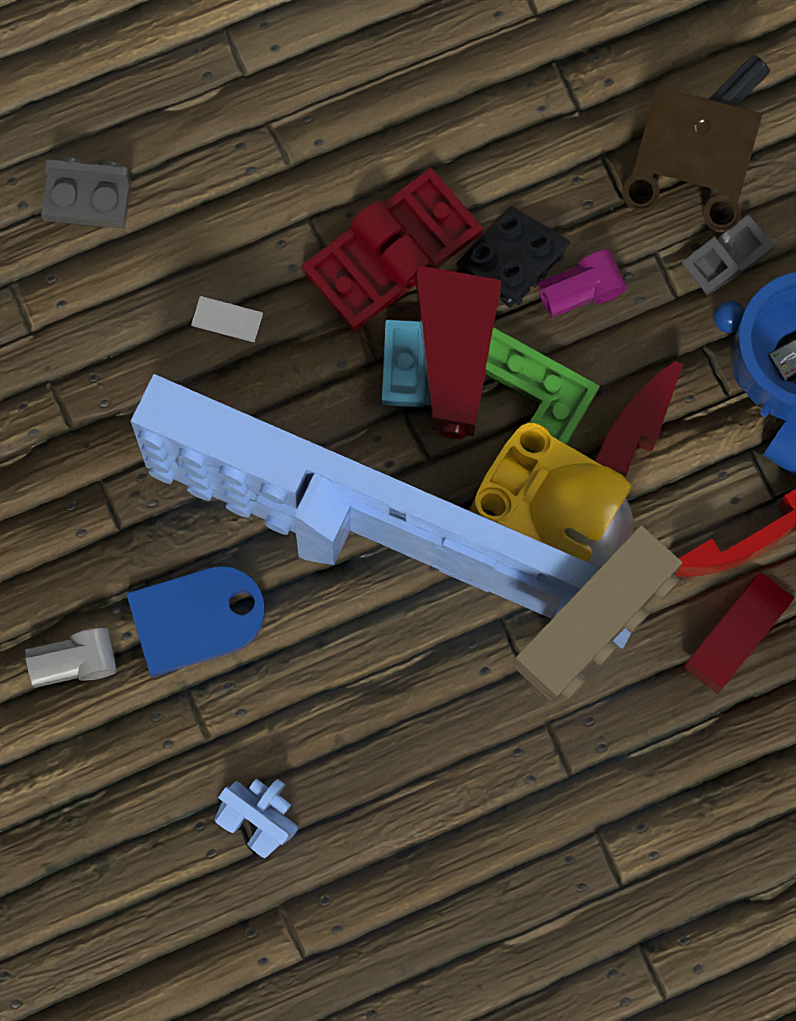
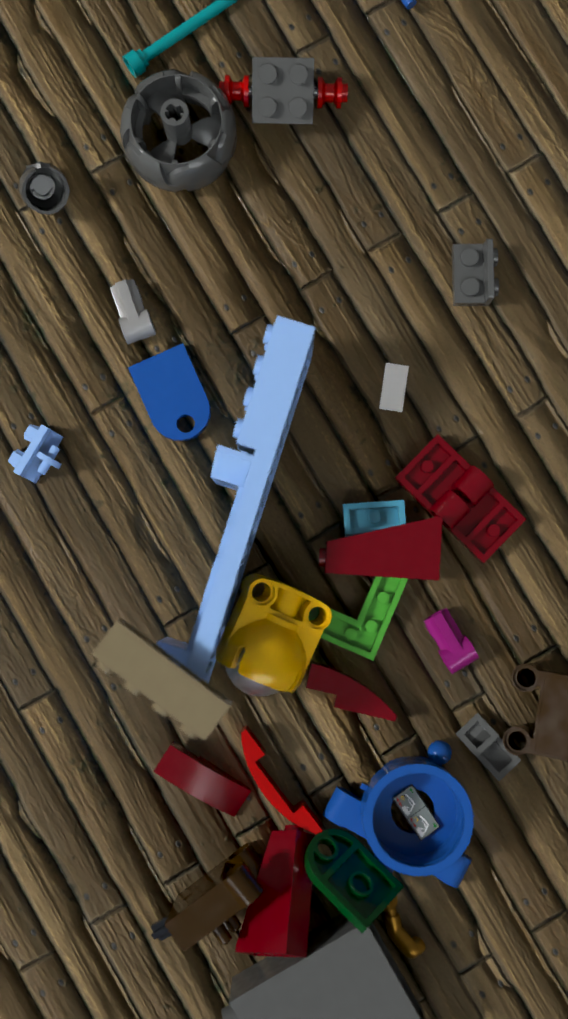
camera: 90 degrees right, 10 degrees up
(515, 252) = (467, 587): black hinge -> none

